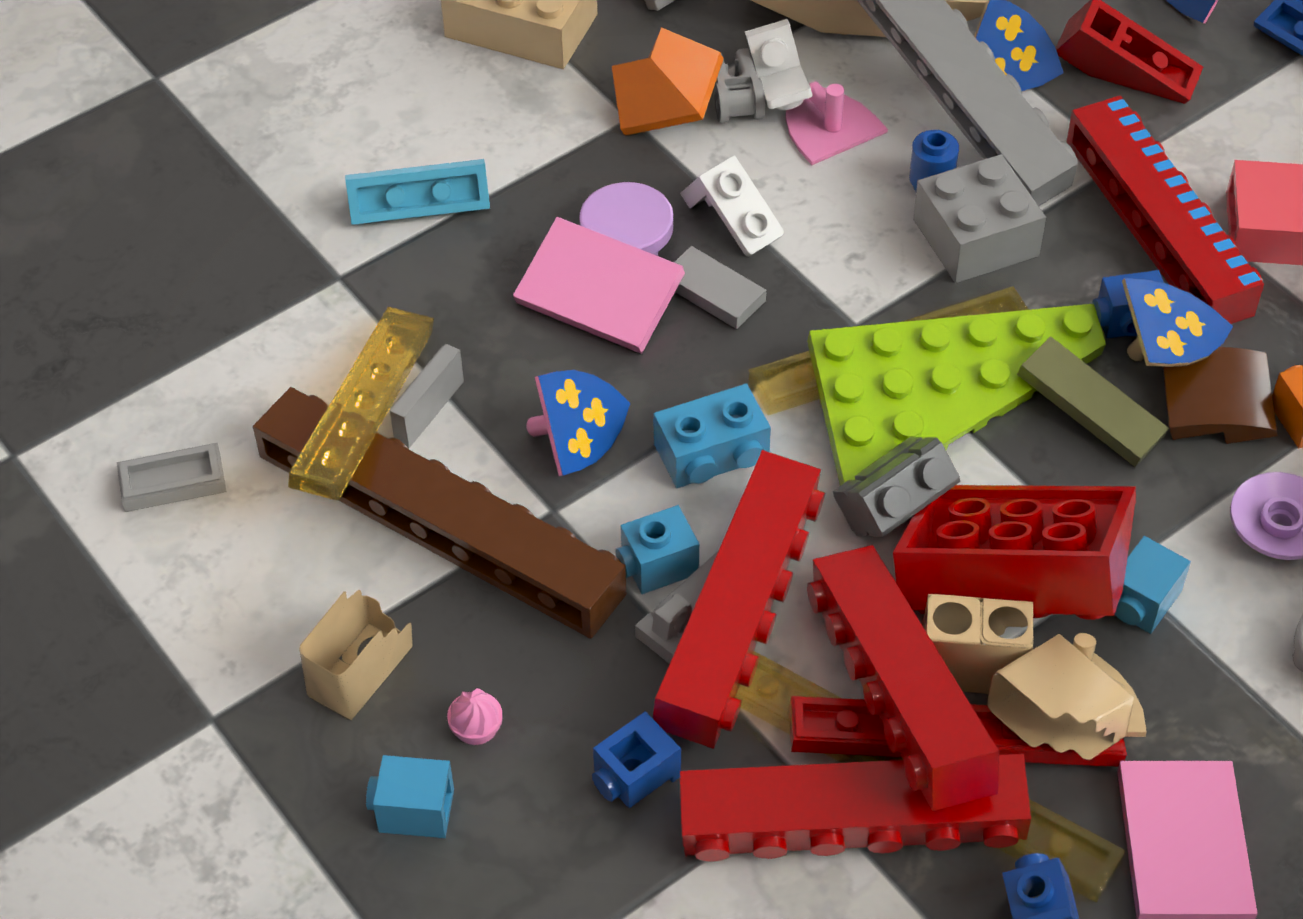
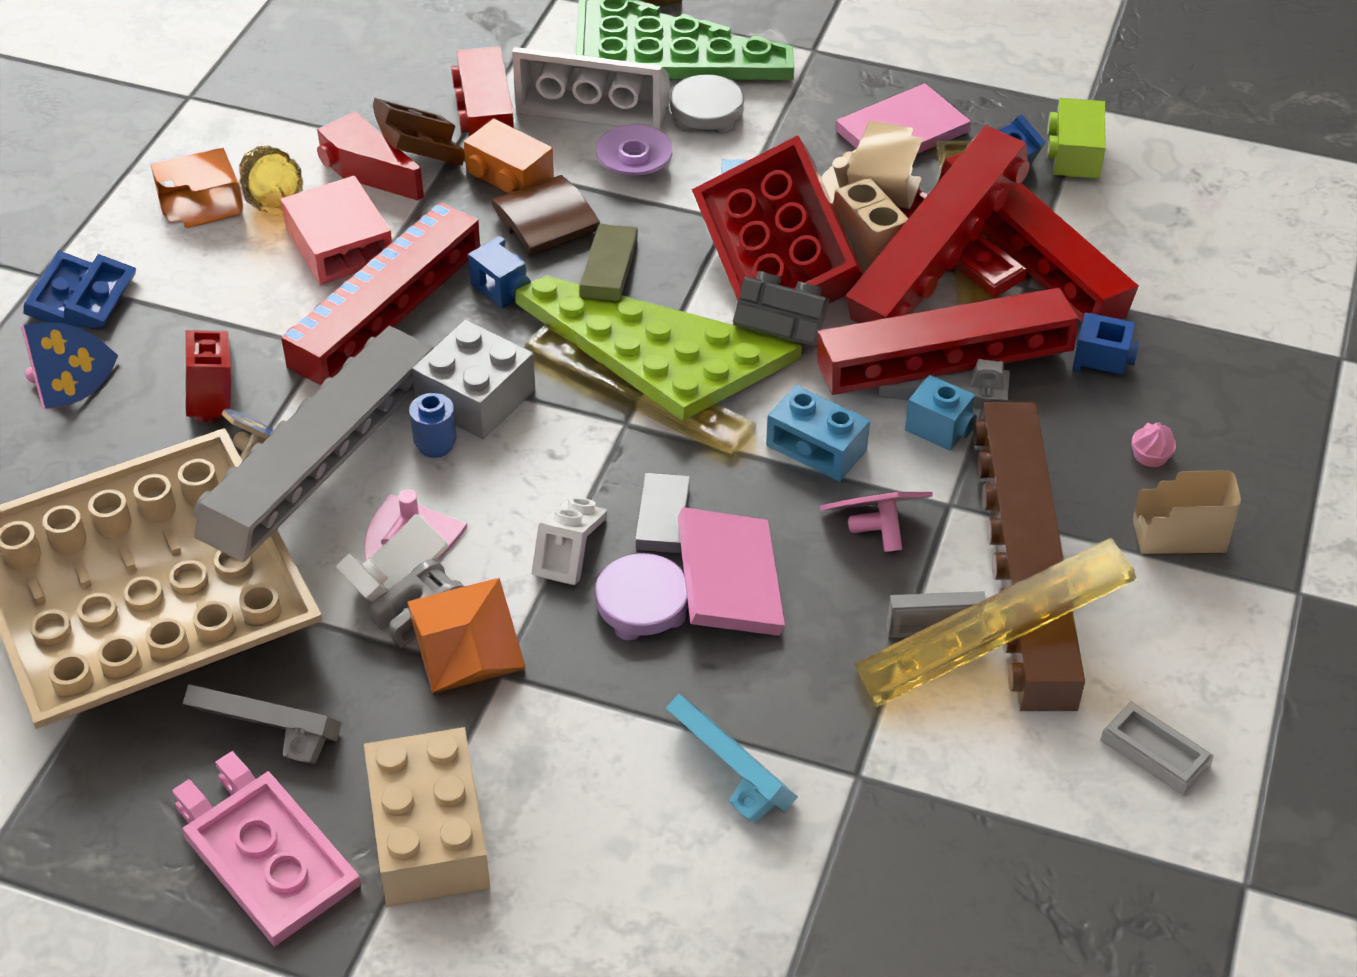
camera: 125 degrees left, 5 degrees down
(411, 796) = (1241, 435): dark azure brick -> none
(1171, 324) = (519, 232): shield -> none

